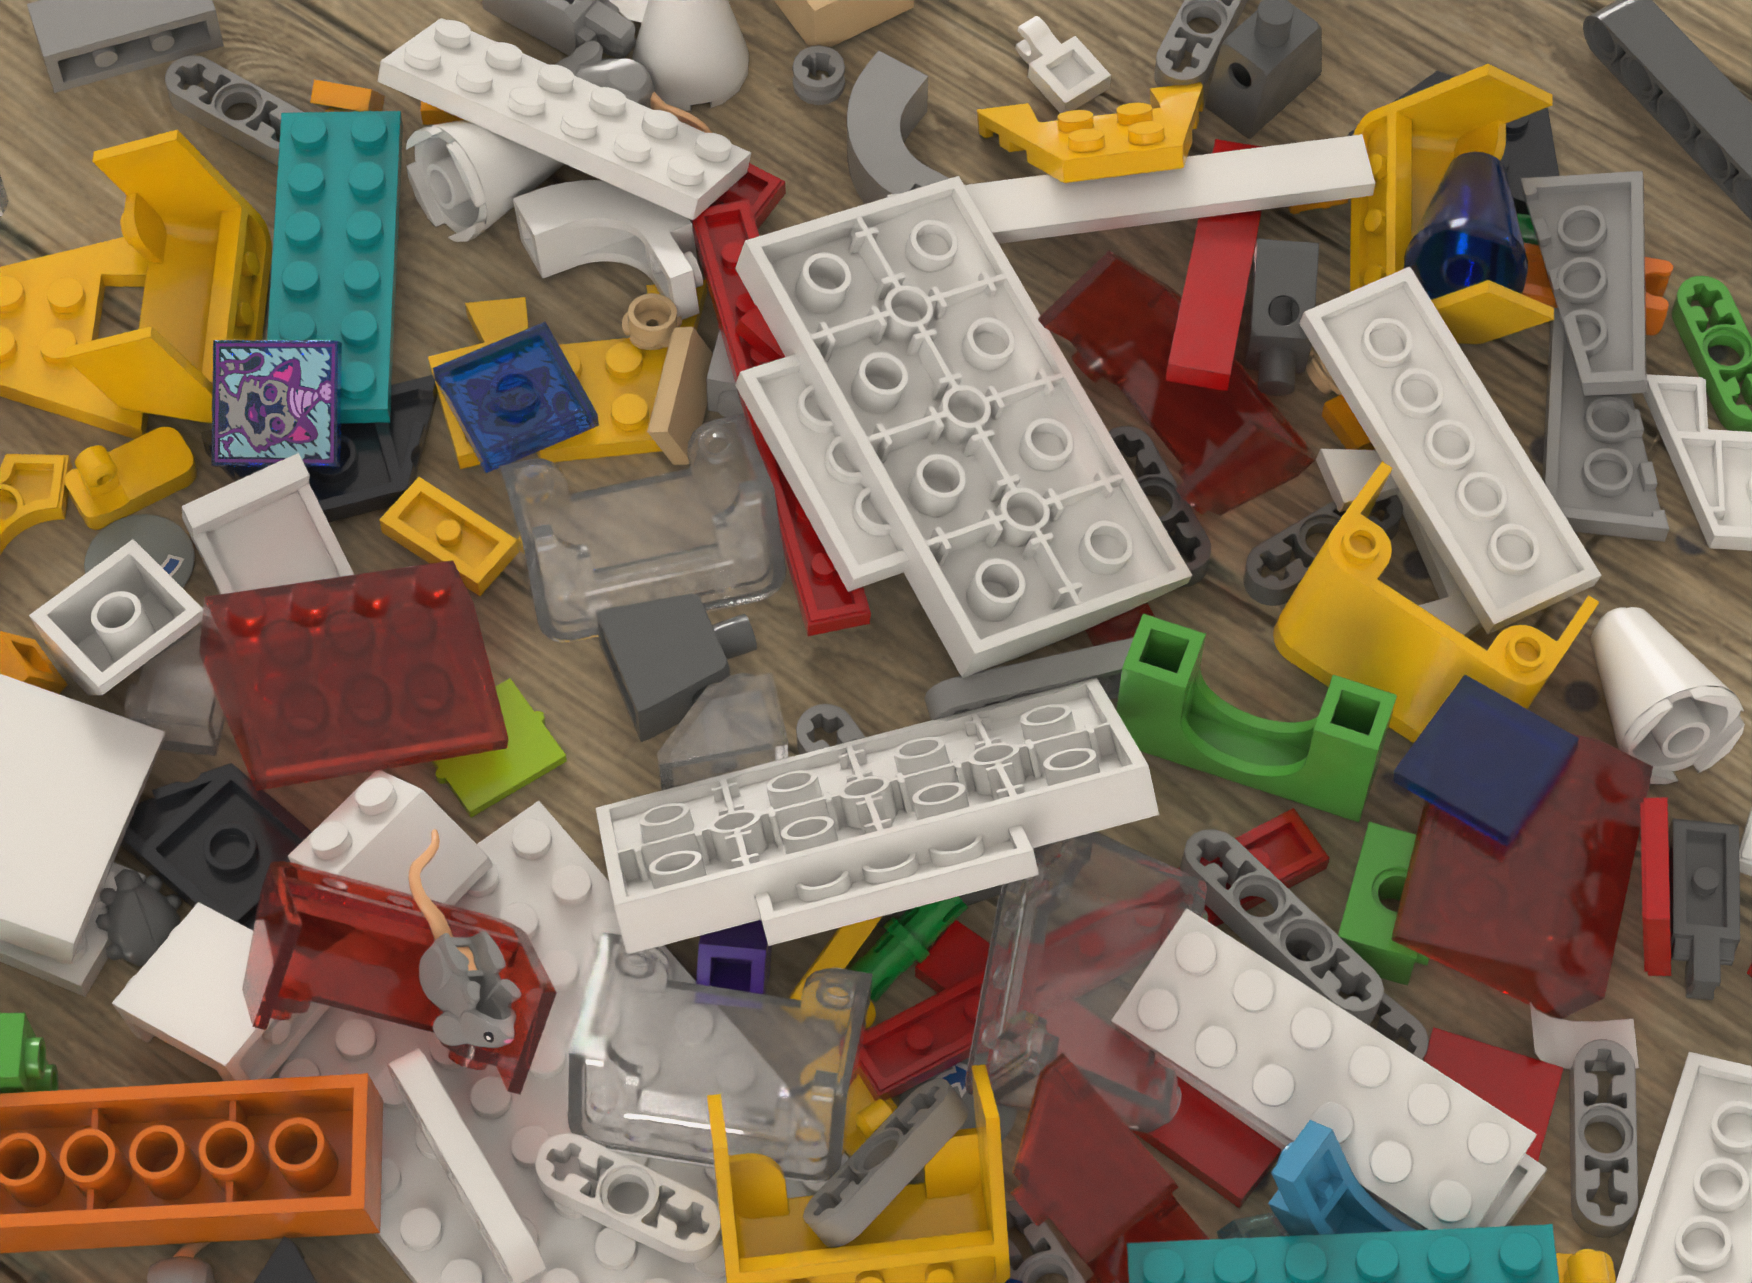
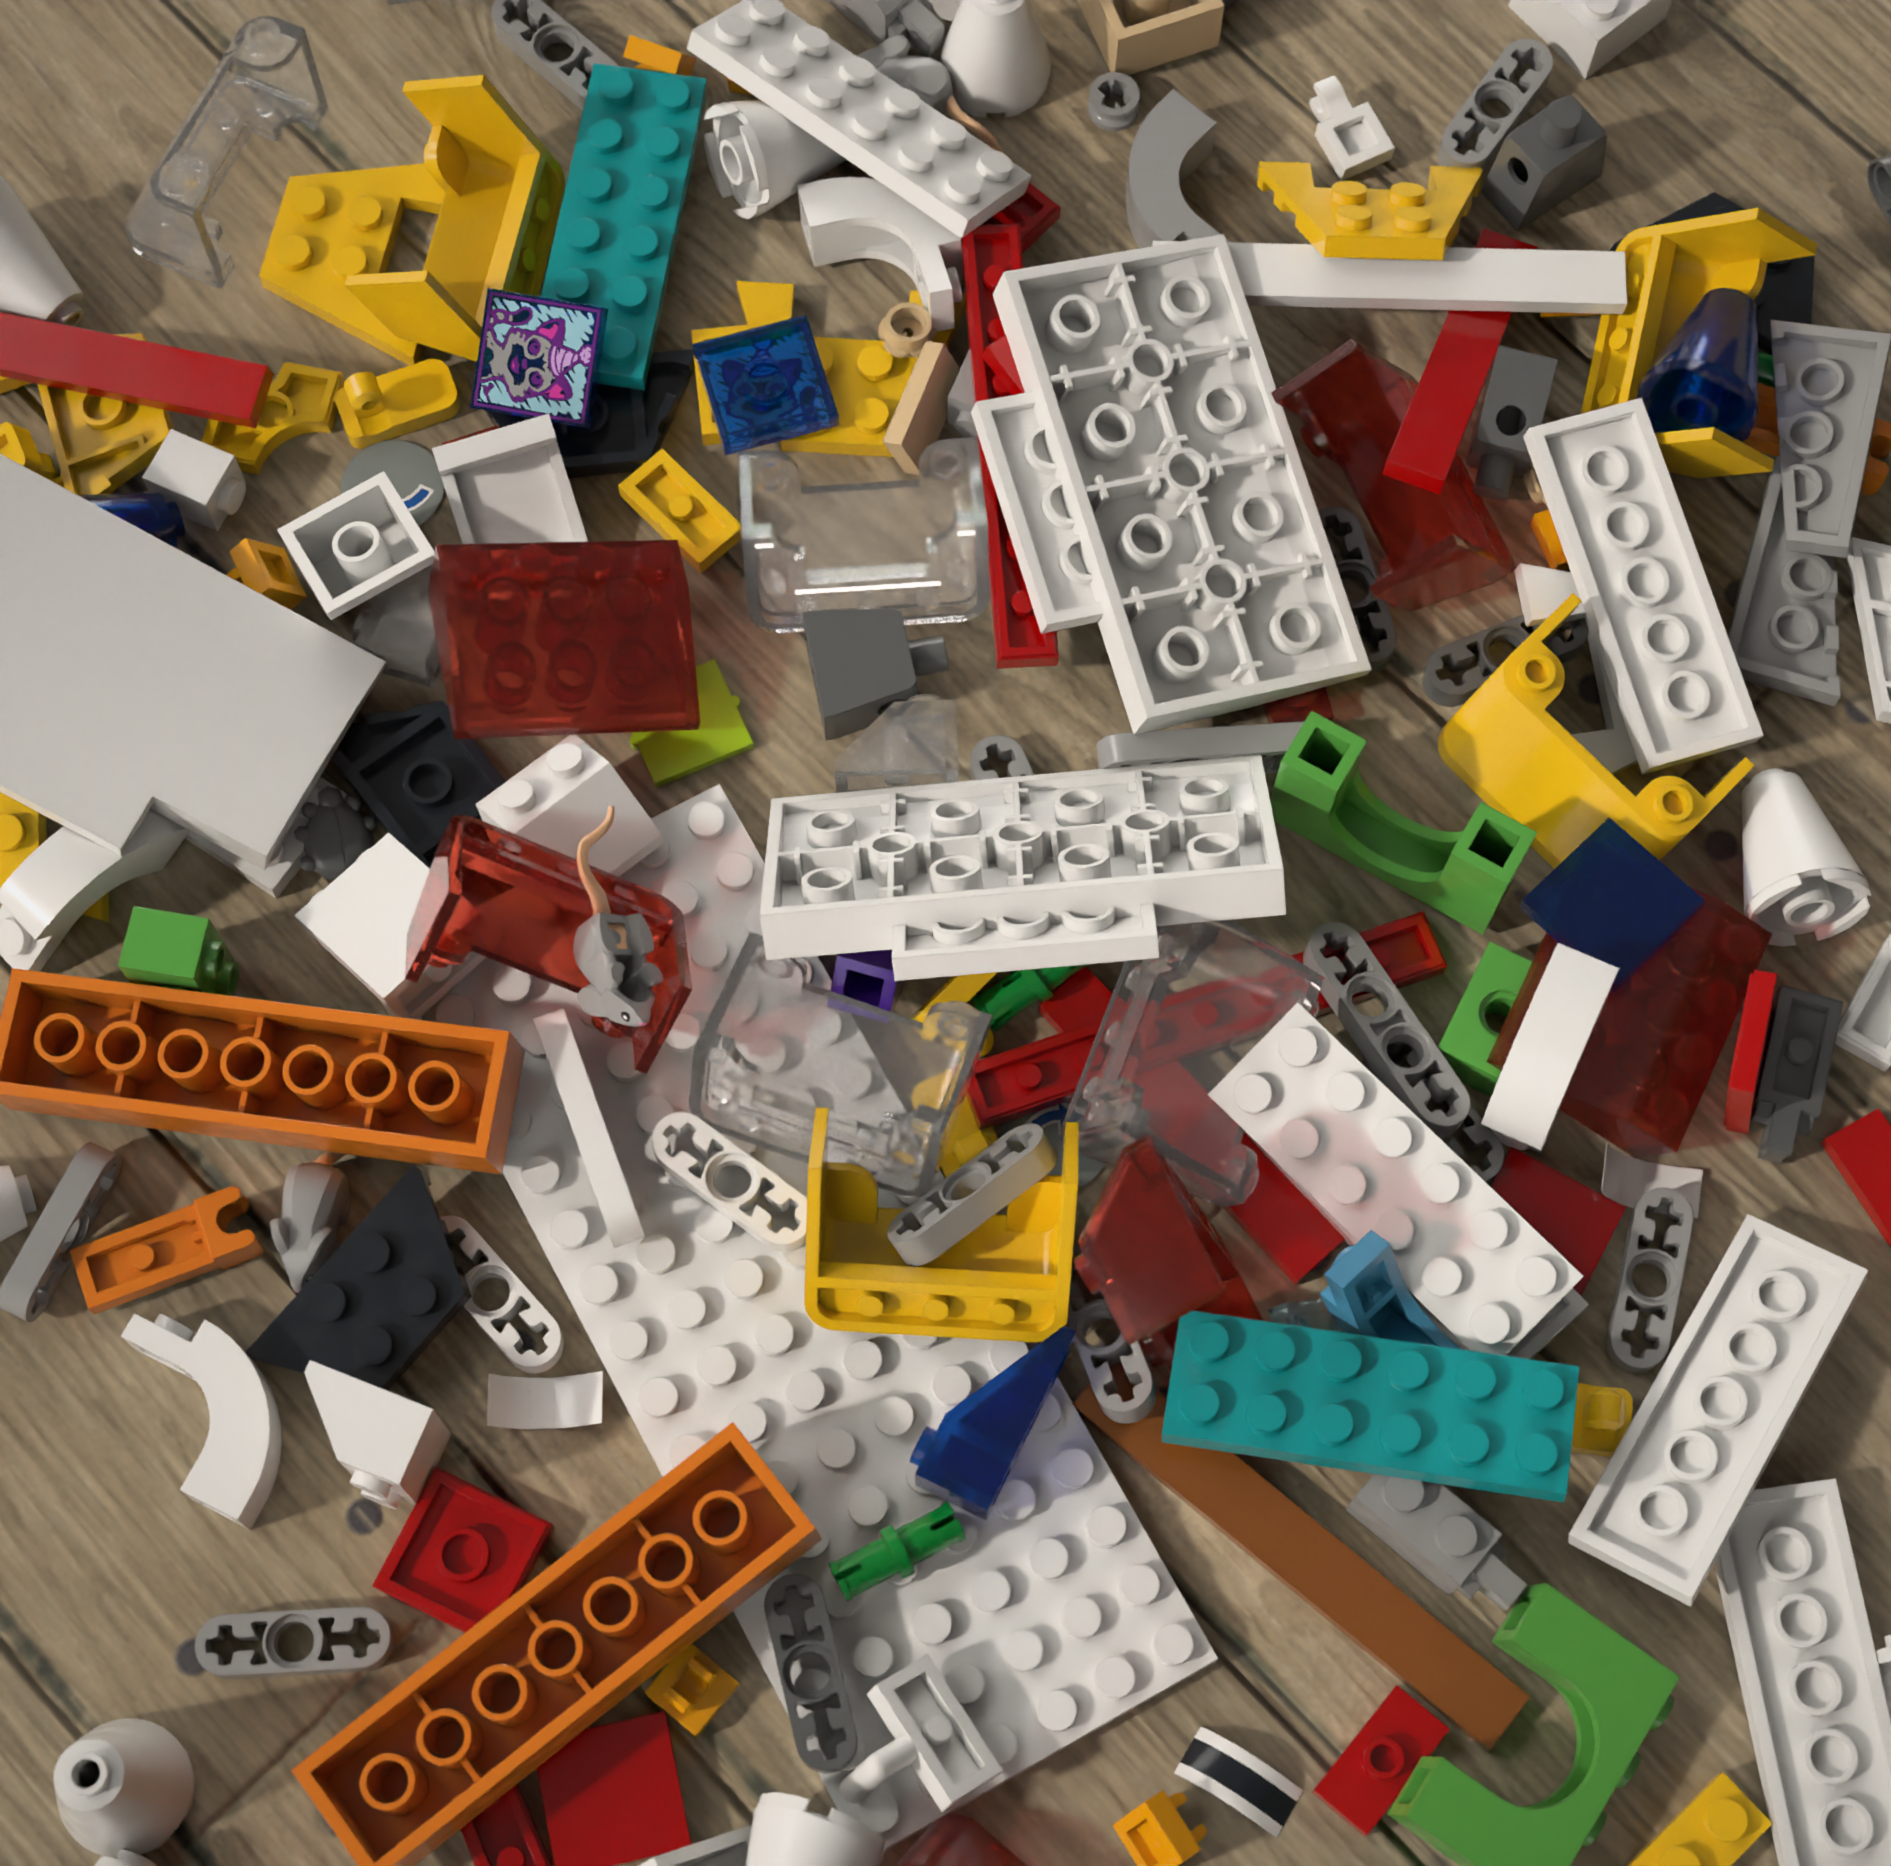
camera: 10 degrees right, 10 degrees up
(1452, 913) = (1548, 1048): none -> white arch

